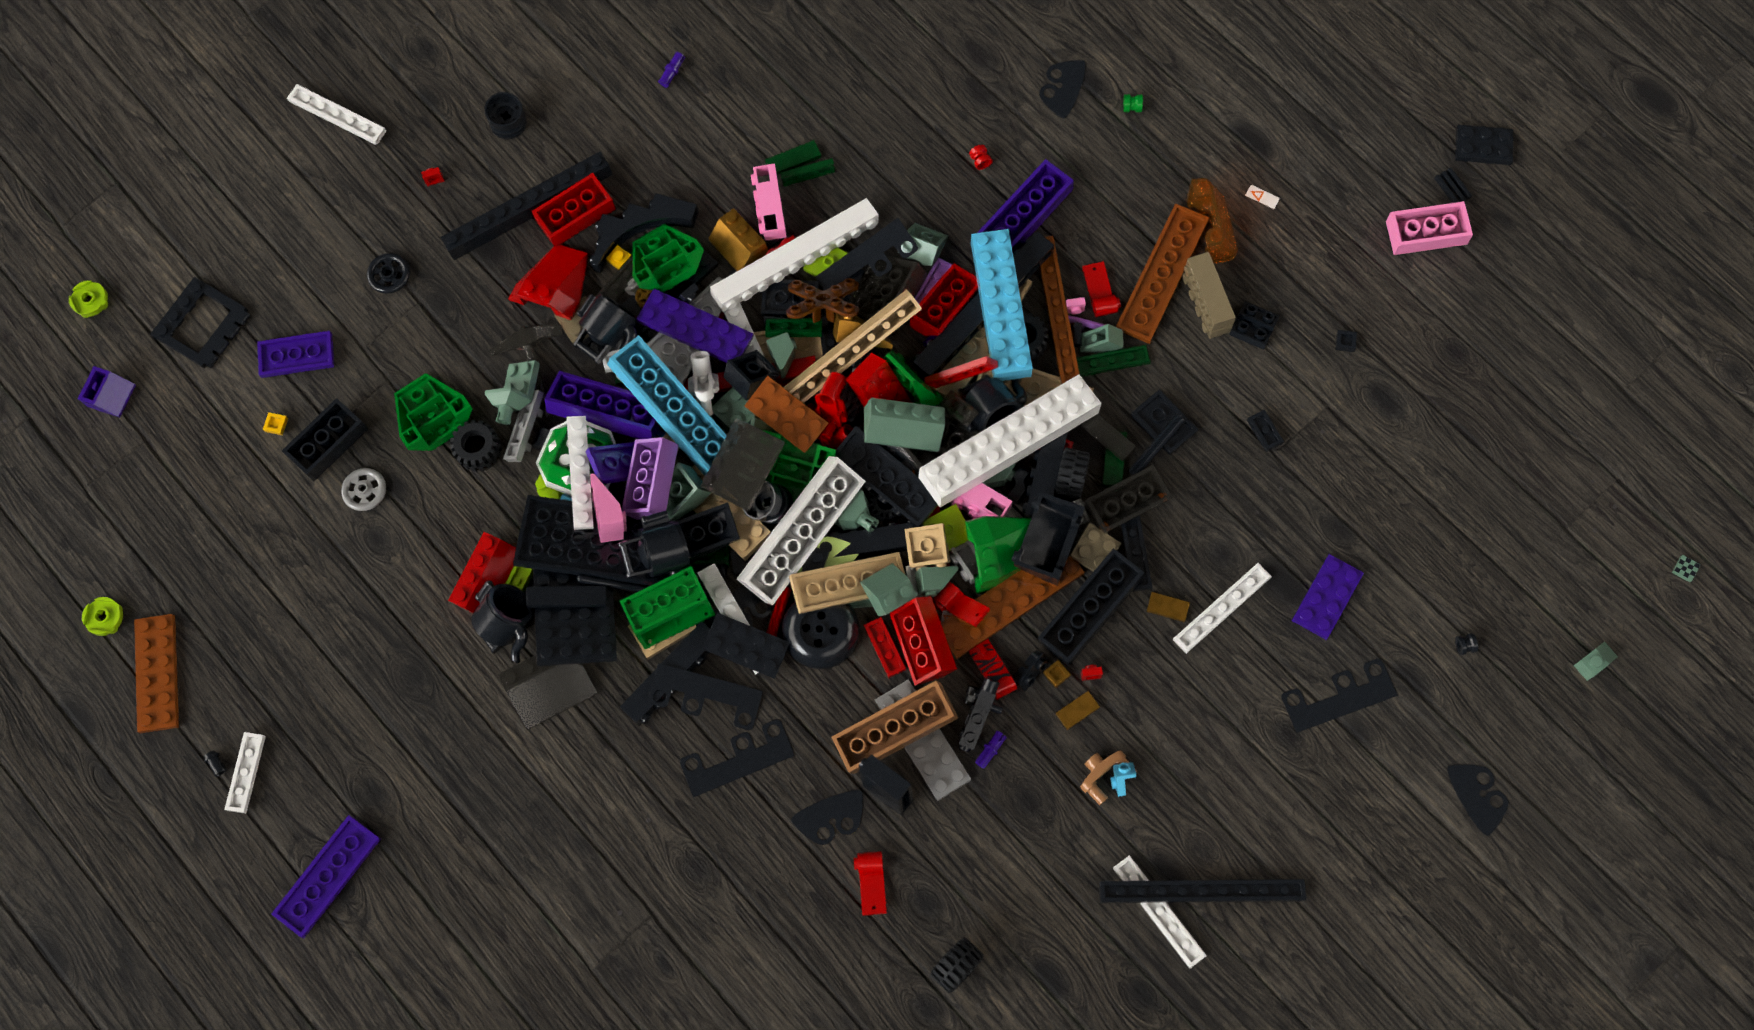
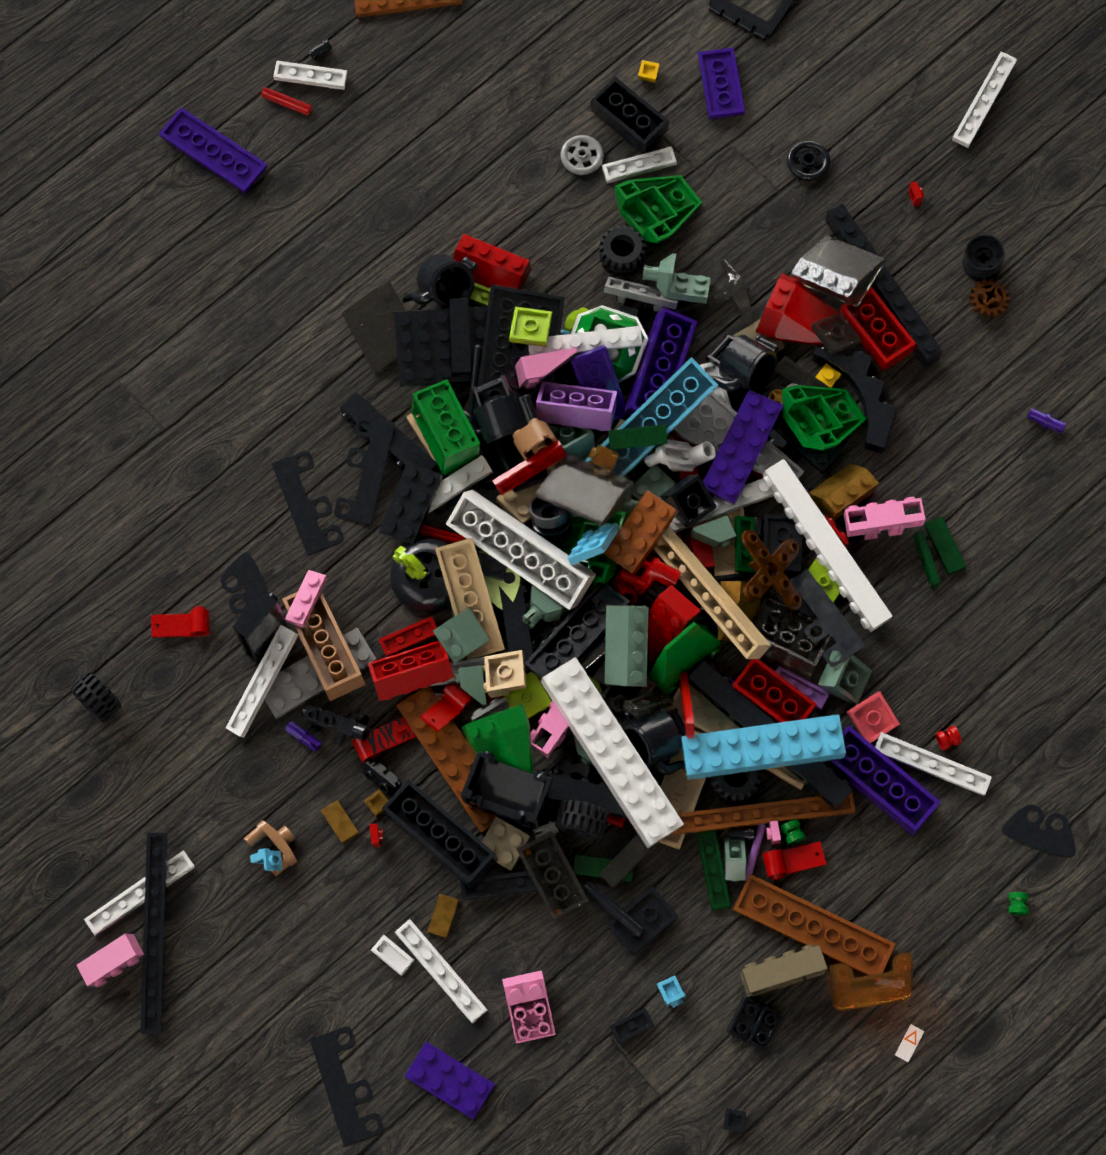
camera: 85 degrees right, 0 degrees up
(273, 798) = (286, 101): none -> red axle
(379, 433) = (639, 164): none -> white tile
(512, 239) = (838, 270): none -> clear smoke slope
(546, 114) = (995, 304): none -> reddish brown gear
(562, 523) = (530, 326): none -> lime plate
(578, 244) = (836, 333): none -> clear smoke plate
(688, 415) = (637, 437): none -> dark green tile
(690, 512) = (533, 438): none -> medium nougat brick
(708, 447) = (604, 457): none -> clear orange brick
(717, 518) = (529, 467): none -> red tile
(800, 456) = (593, 543): none -> medium azure plate
(817, 637) = (413, 566): none -> lime plate
(848, 744) = (306, 598): none -> bright pink plate
(939, 791) = (262, 681): none -> white plate
(961, 220) = (873, 717): none -> coral plate
(1005, 170) = (933, 764): none -> white plate
(1074, 289) = (793, 832): none -> green wheel
(1209, 654) = (392, 955): none -> white tile
(1231, 395) = (671, 992): none -> medium azure bracket
(1235, 933) = (110, 960): none -> bright pink brick
(1251, 523) = (528, 1007): none -> bright pink slope

